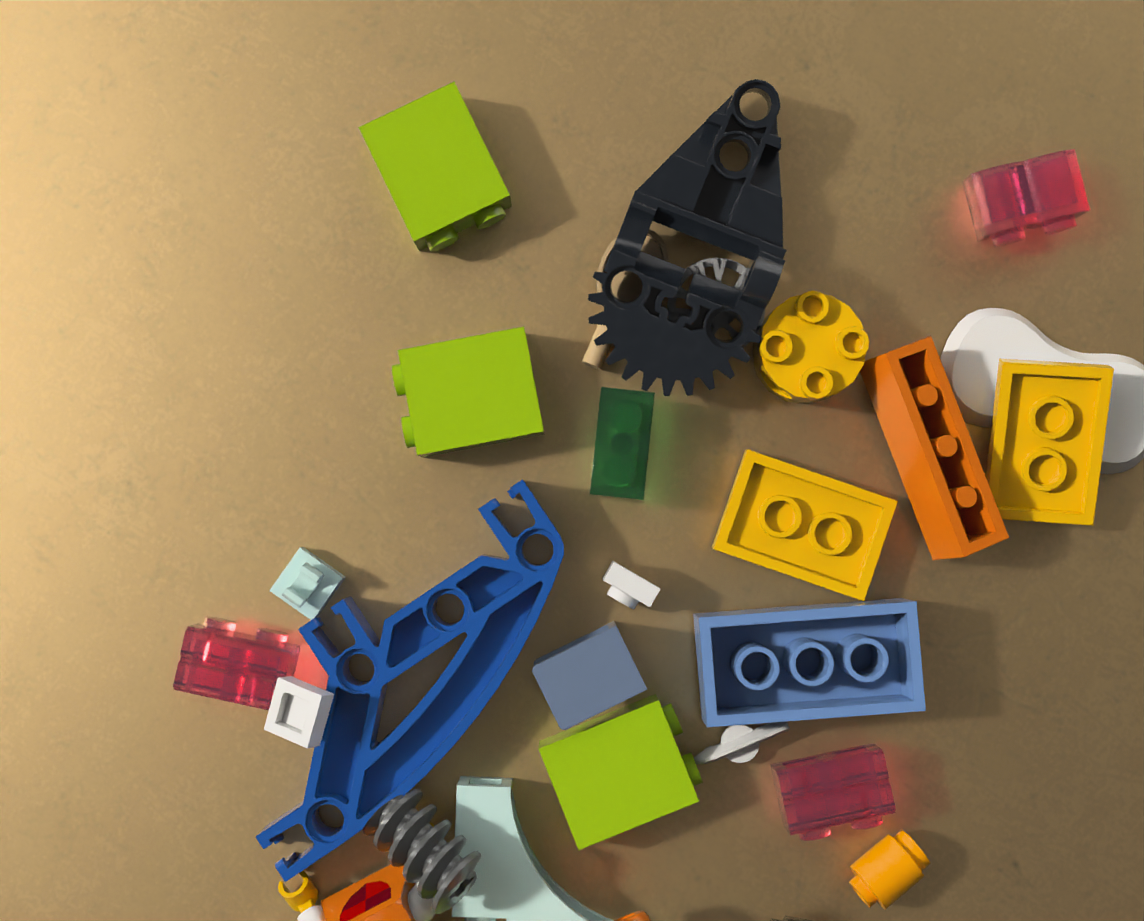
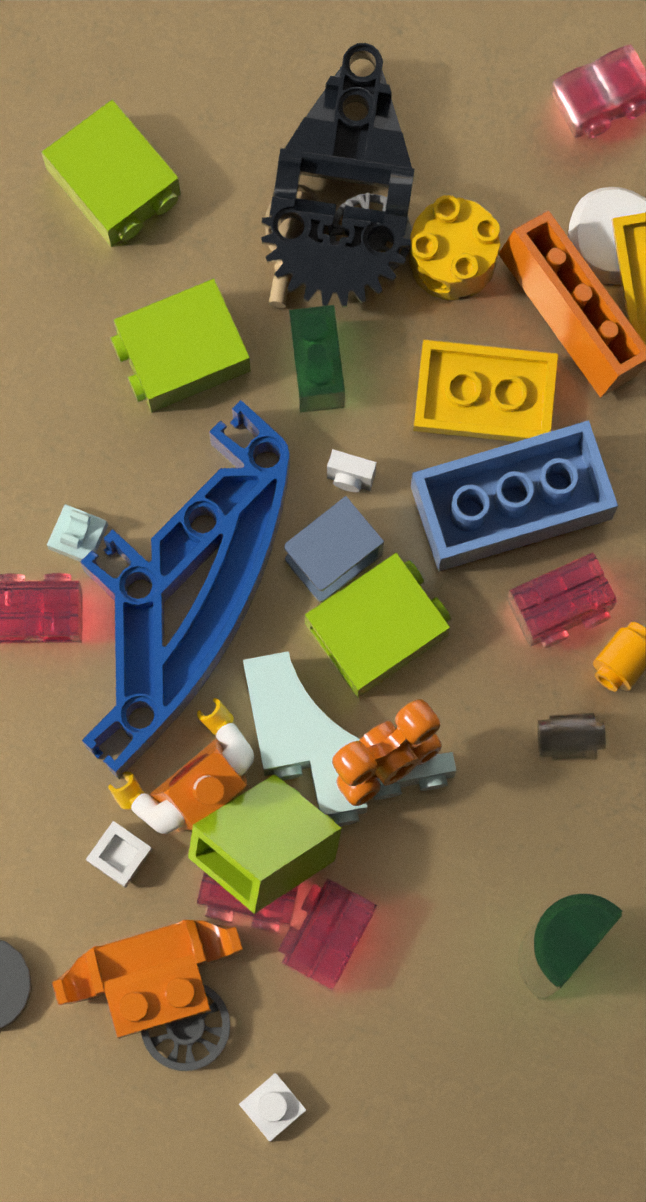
camera: 10 degrees left, 10 degrees down
(298, 711) = (96, 623): white plate -> none
(423, 850) = (227, 709): dark grey piece -> none
(740, 743) = (477, 583): white piece -> none

